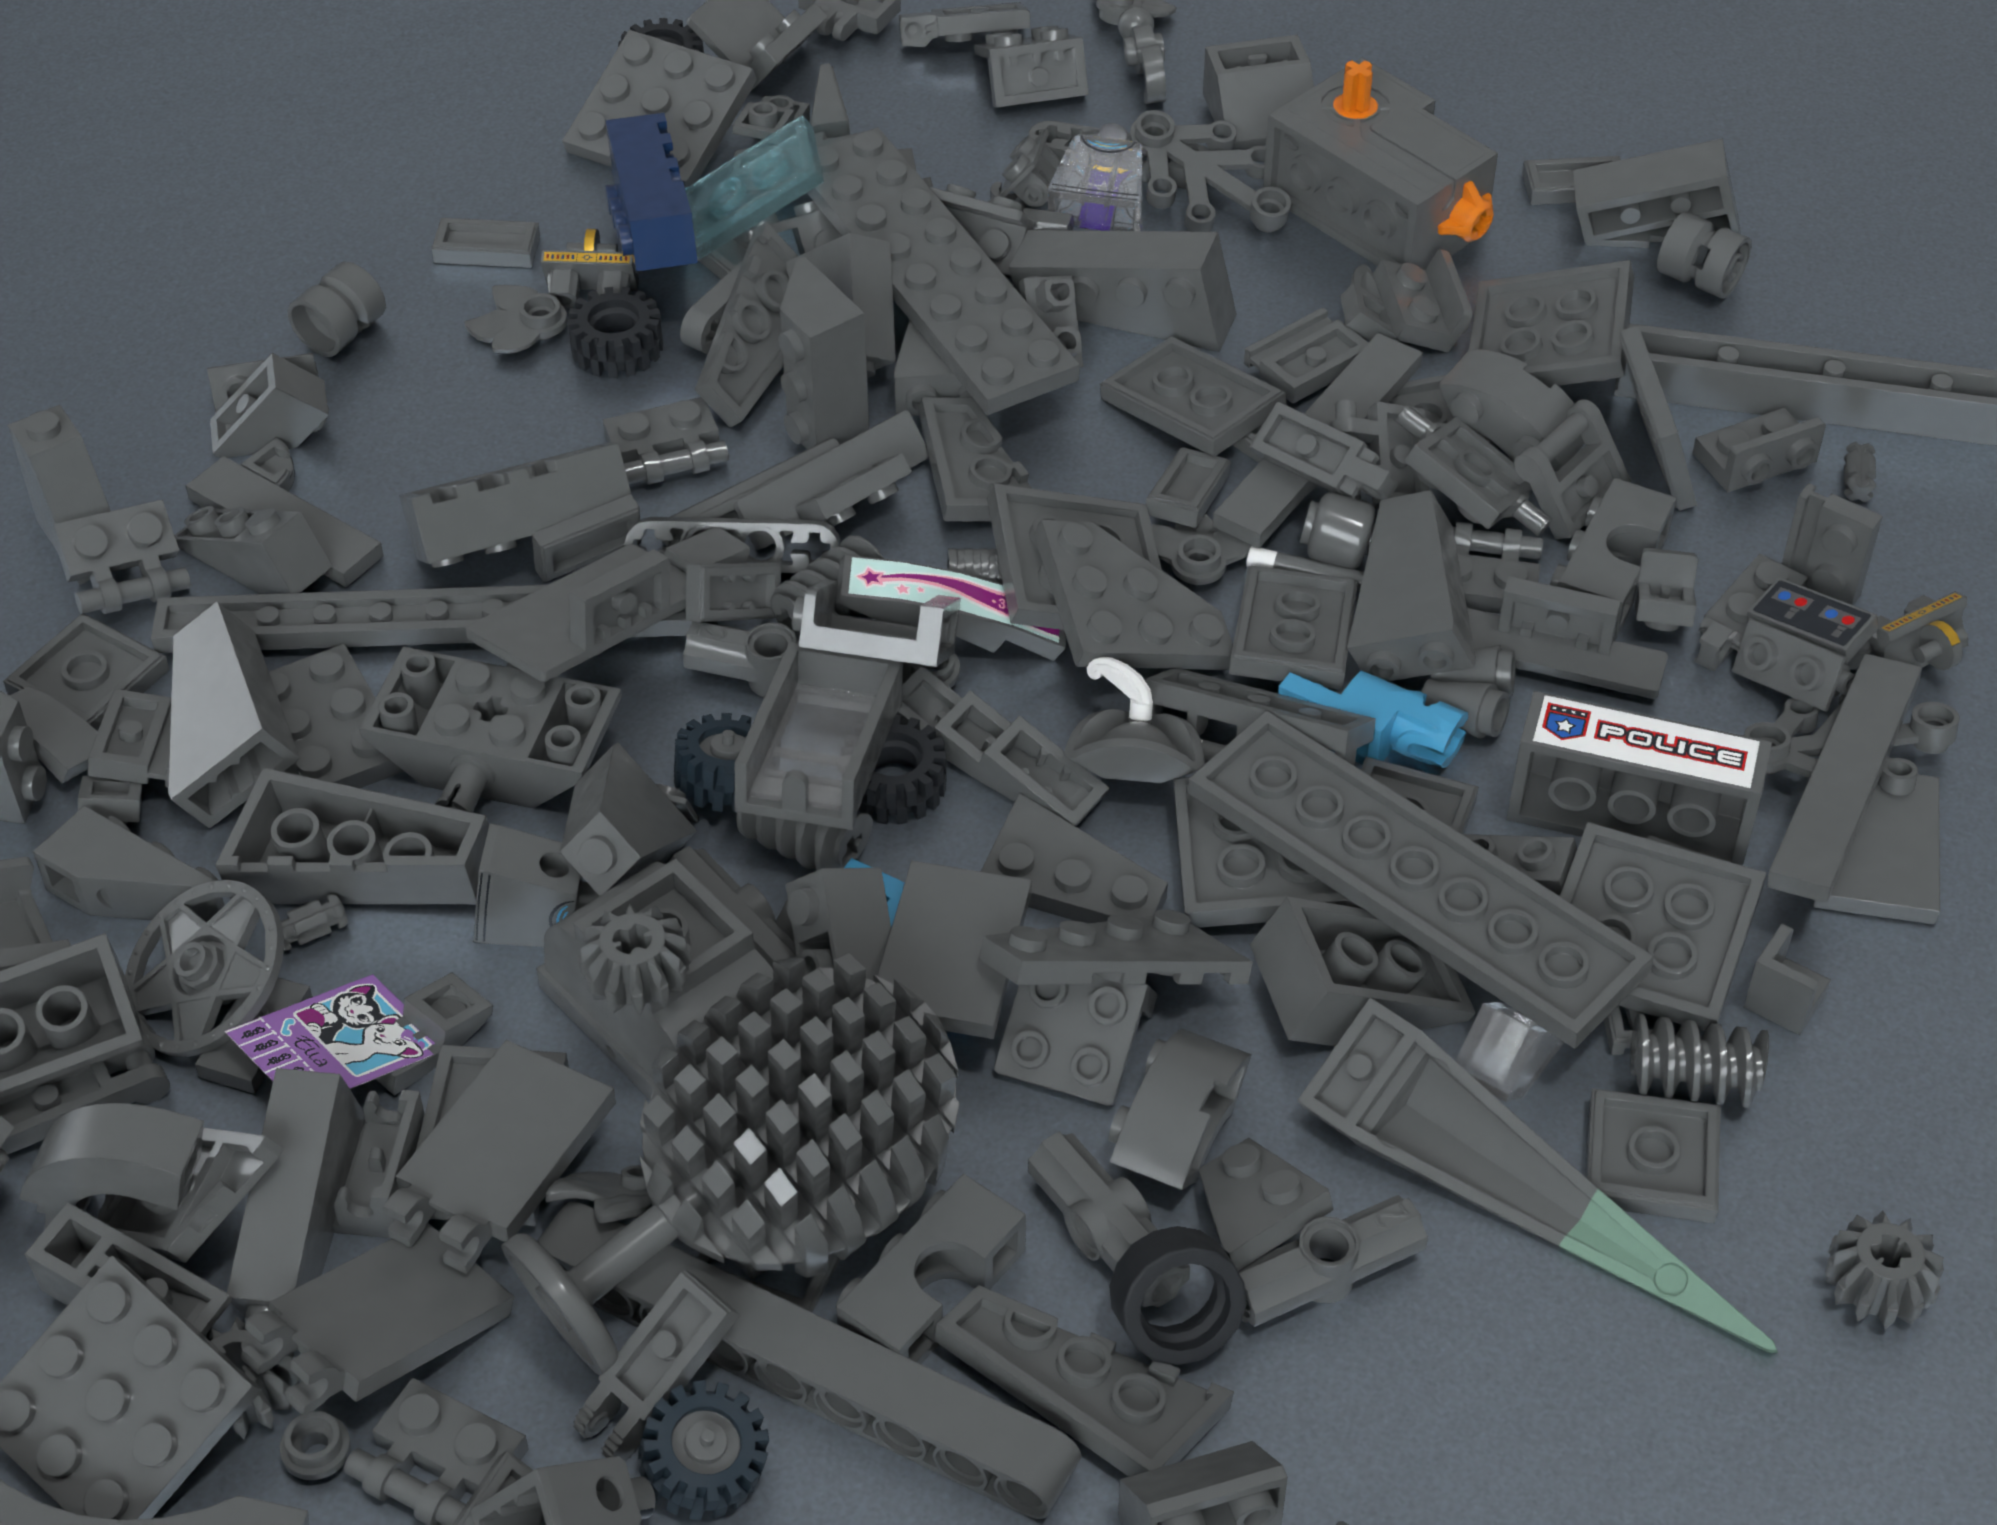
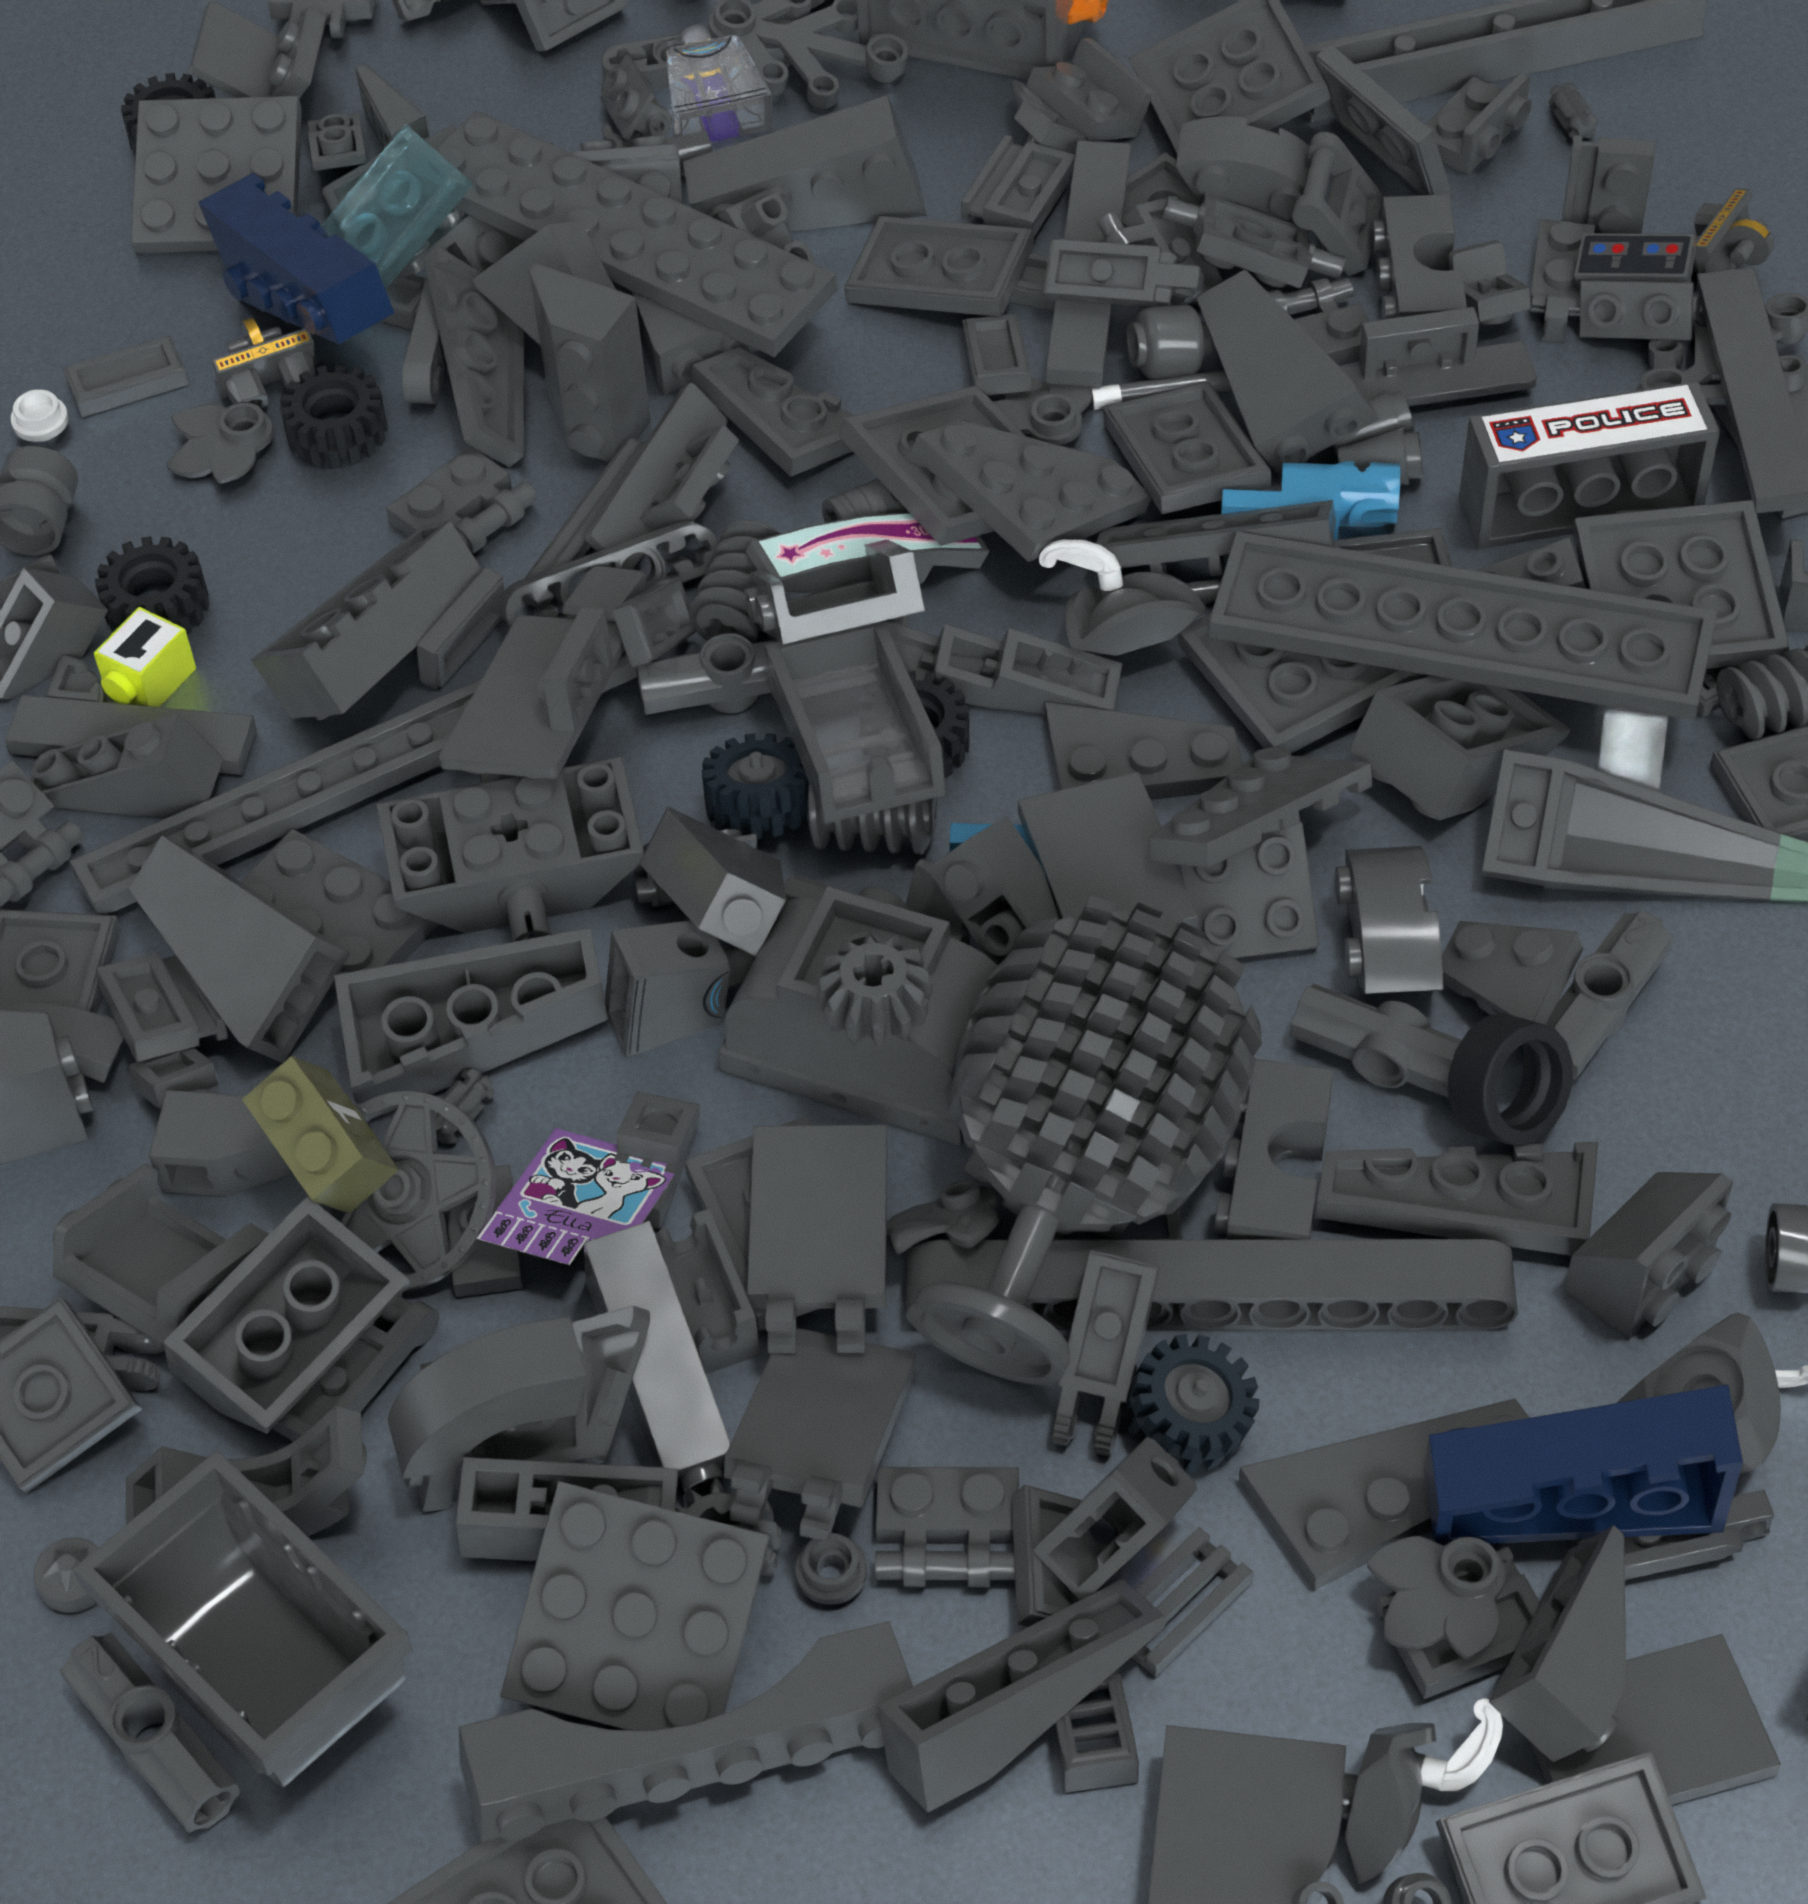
camera: 25 degrees left, 5 degrees up
(152, 889) = (320, 1134): none -> olive brick
(329, 466) = (144, 660): none -> neon yellow brick
(382, 434) = (150, 567): none -> black tyre
(396, 247) = (38, 416): none -> white plate

